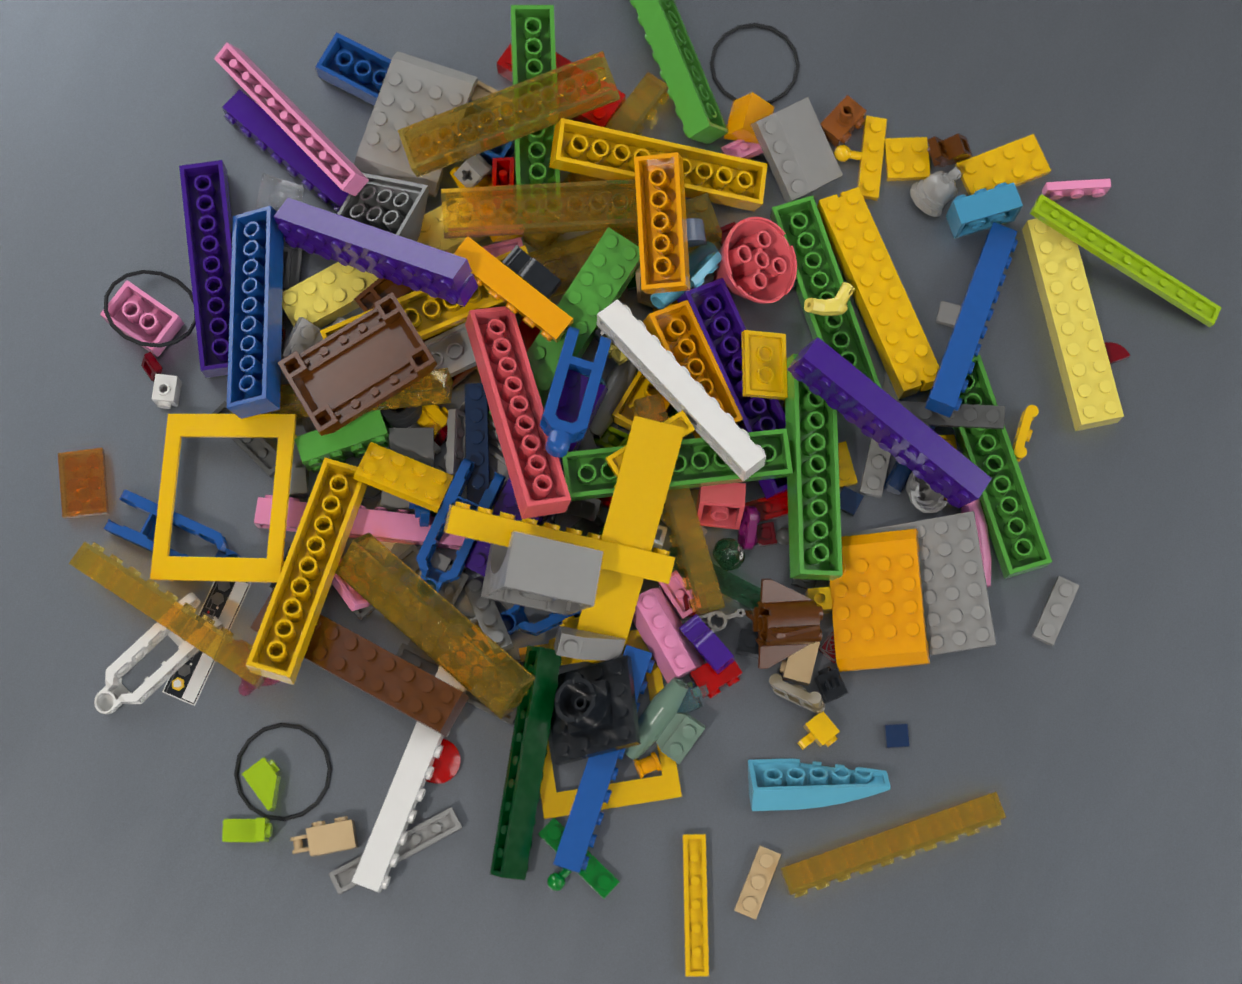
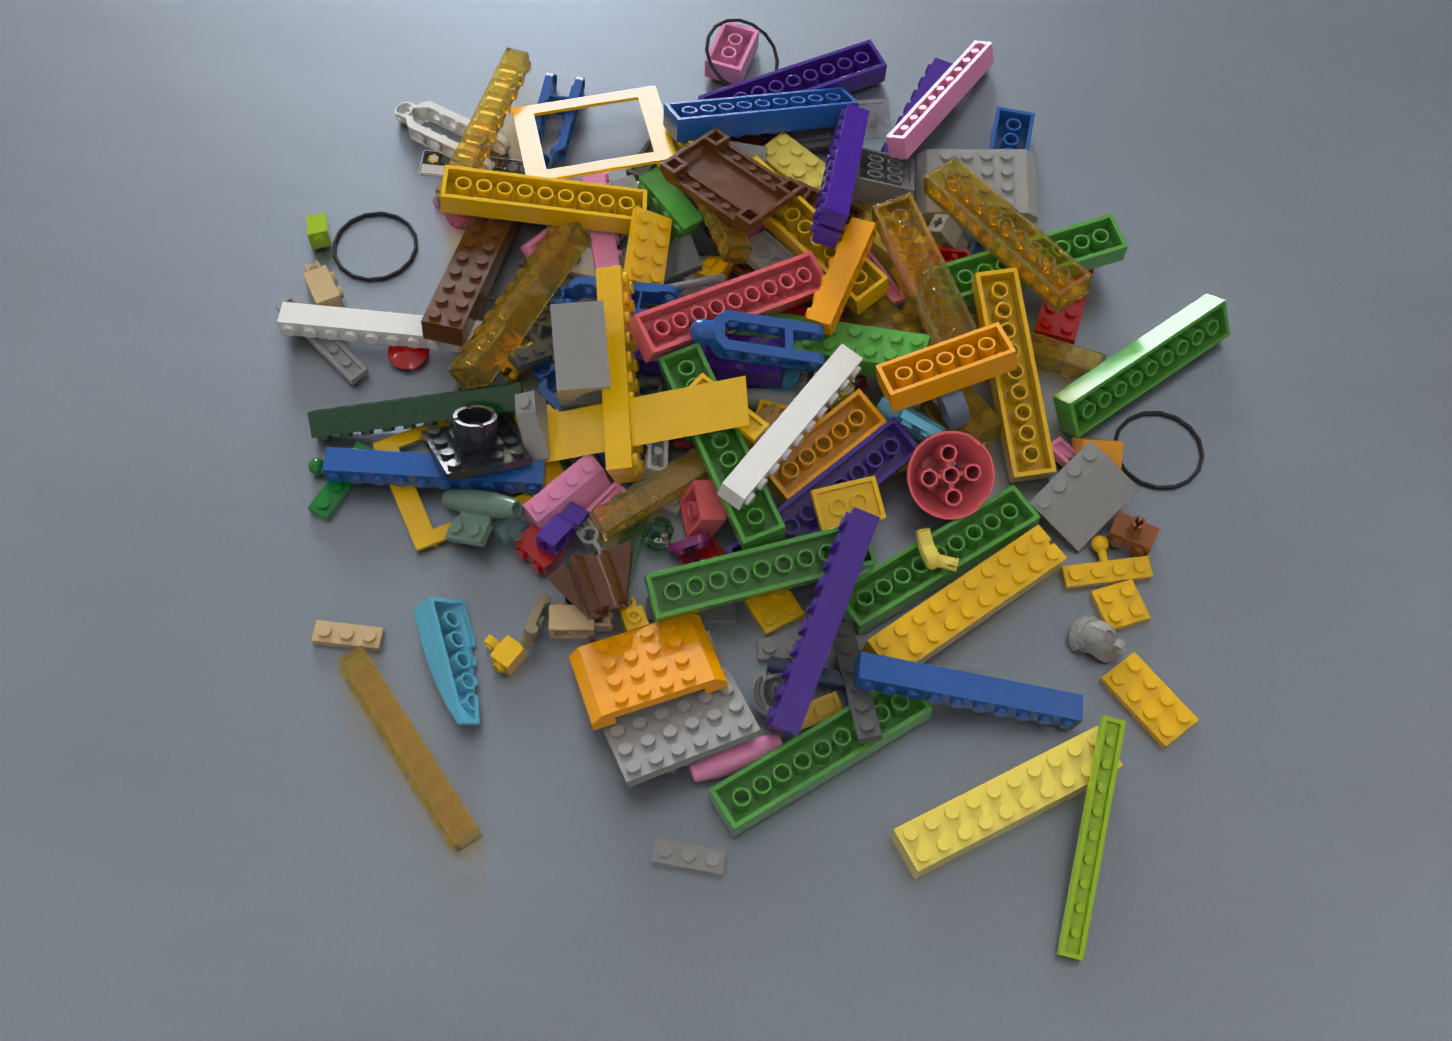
camera: 75 degrees right, 15 degrees down
(83, 483) = (582, 54): clear orange plate -> none
(151, 365) = (694, 71): dark red tile -> none
(166, 391) = (677, 86): white brick -> none
(264, 781) = (360, 232): lime slope -> none
(532, 271) = (862, 288): black piece -> none
(647, 765) = (439, 513): light orange bush -> none
(695, 905) = (315, 585): yellow plate -> none
(830, 684) = (553, 653): black brick -> none
(849, 501) = (745, 631): dark blue tile -> none
(896, 735) = (519, 729): dark blue tile -> none
(948, 151) = (1142, 638): reddish brown brick -> none
(983, 208) = (1088, 675): dark azure brick -> none
(1023, 432) = (868, 779): yellow plate -> none
(1076, 189) = (1156, 775): bright pink plate -> none
(1116, 352) = (990, 857): dark red tile -> none

